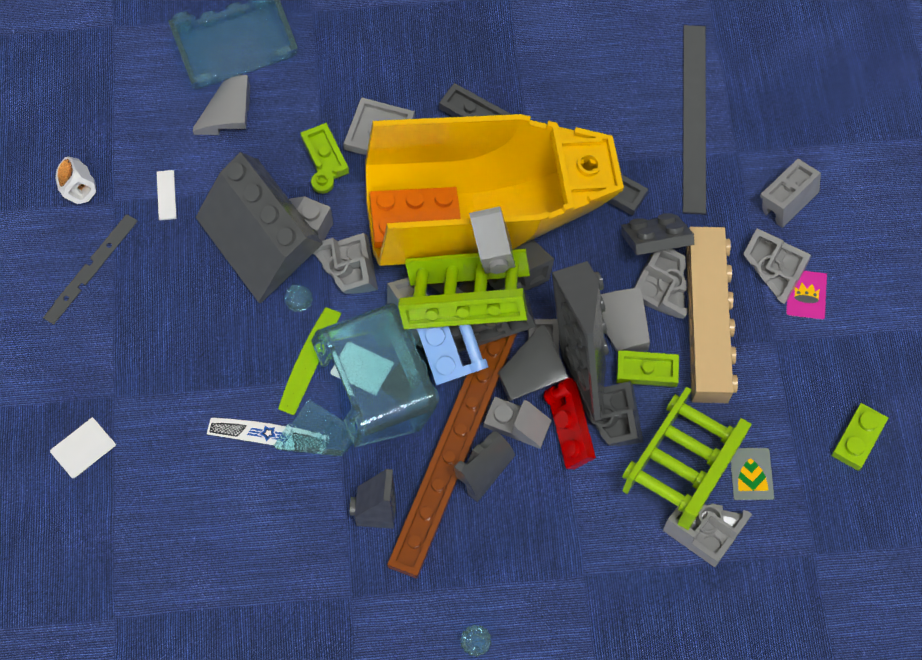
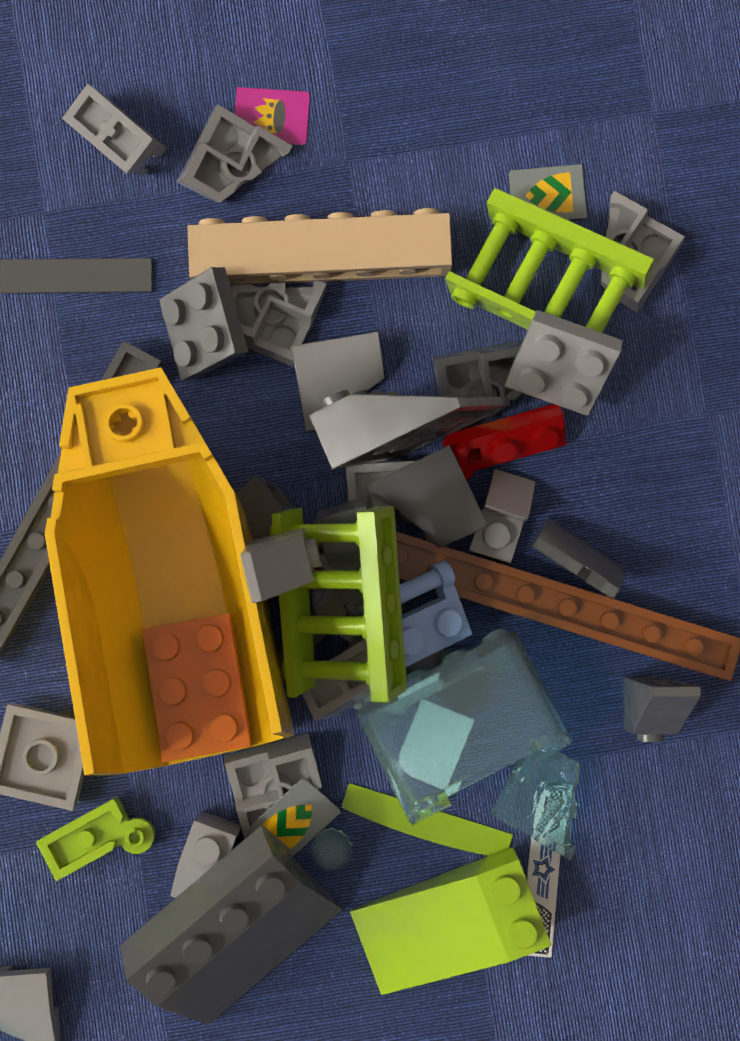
camera: 90 degrees left, 20 degrees up
(241, 368) = (451, 924): none -> lime slope
(322, 275) = (297, 816): none -> light grey sticker
(622, 452) = (563, 362): none -> light grey plate
(648, 368) = (410, 335): lime plate -> none
(859, 436) = (485, 47): lime plate -> none

